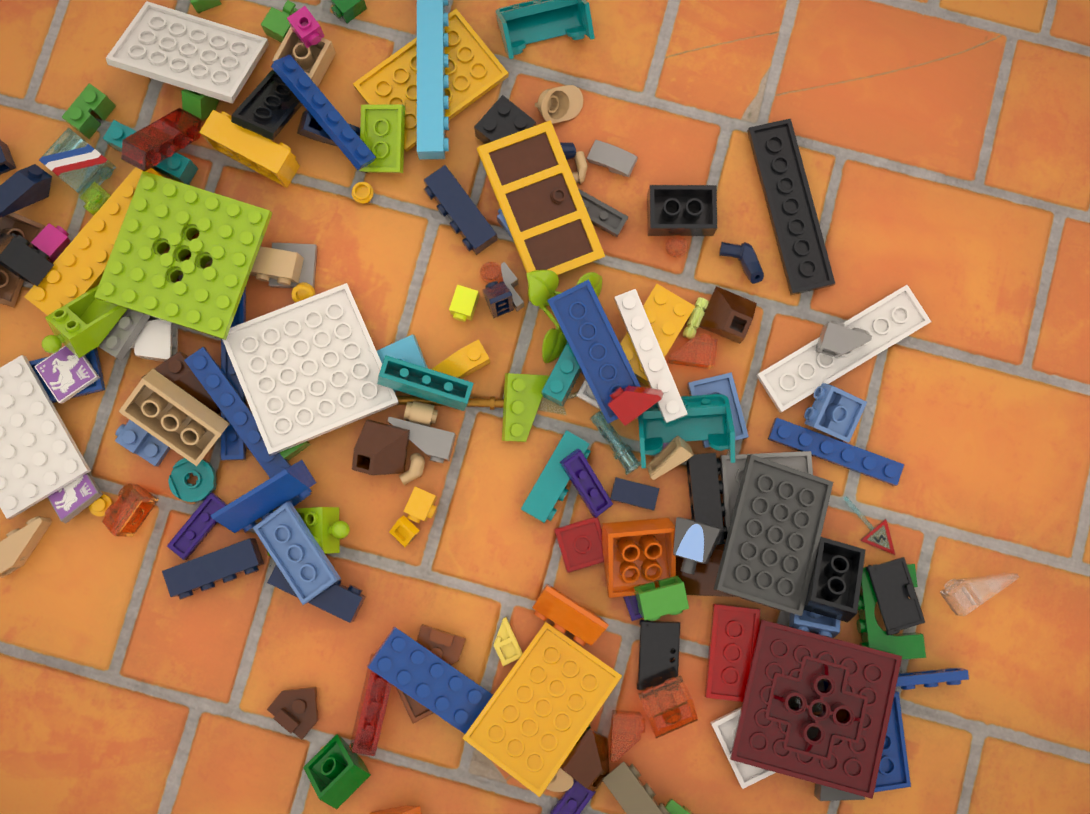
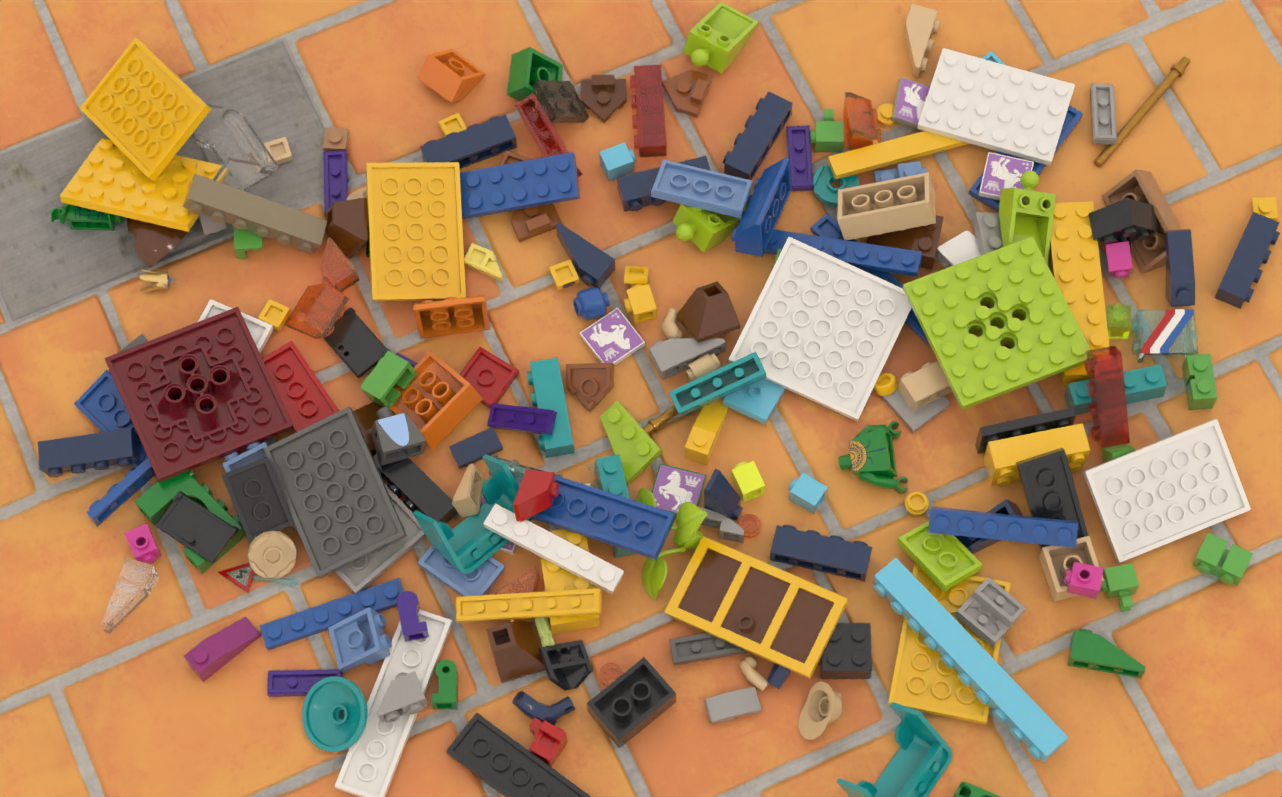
camera: 145 degrees right, 15 degrees down
(131, 468) = (889, 153): none -> yellow tile
(159, 525) = (827, 134): none -> bright green brick
(163, 682) = (719, 37): none -> lime slope
(229, 656) = (688, 91): none -> dark orange plate
(245, 173) = (1024, 426): none -> black plate
(273, 663) = (650, 111): none -> clear red brick
(335, 640) = (617, 161): none -> medium azure brick
(335, 730) = (561, 101): none -> clear smoke plate
(361, 245) = (874, 458): none -> green torso
(385, 72) = (990, 612): none -> light grey slope
(429, 575) = (589, 261): none -> dark blue slope
(430, 259) = (807, 492): none -> medium azure brick
(434, 784) = (452, 124): none -> yellow tile
(438, 754) = (472, 144): none -> dark blue brick
(456, 578) = (564, 274): none -> yellow plate
(457, 535) = (591, 303): none -> blue head
(464, 496) = (612, 338): none -> tile
(510, 474) = (590, 382): none -> dark orange plate
(518, 339) = (676, 486): none -> tile
(700, 331) = (528, 605): none -> yellow tile
(701, 278) = (566, 664): none -> black slope
(701, 733) = (274, 314): none -> yellow plate
(759, 232) = (548, 741): none -> red brick
(790, 395) = (408, 610): none -> dark purple leg
(792, 335) = (447, 688): none -> green leg
(851, 529) = (272, 554): none -> tan tile
(894, 417) = (296, 682): none -> dark purple tile
(895, 369) = (324, 714): none -> teal dish
(932, 732) = (88, 452): none -> dark blue brick
(937, 490) = (221, 648): none -> magenta slope
(940, 619) = (143, 544): none -> dark pink brick

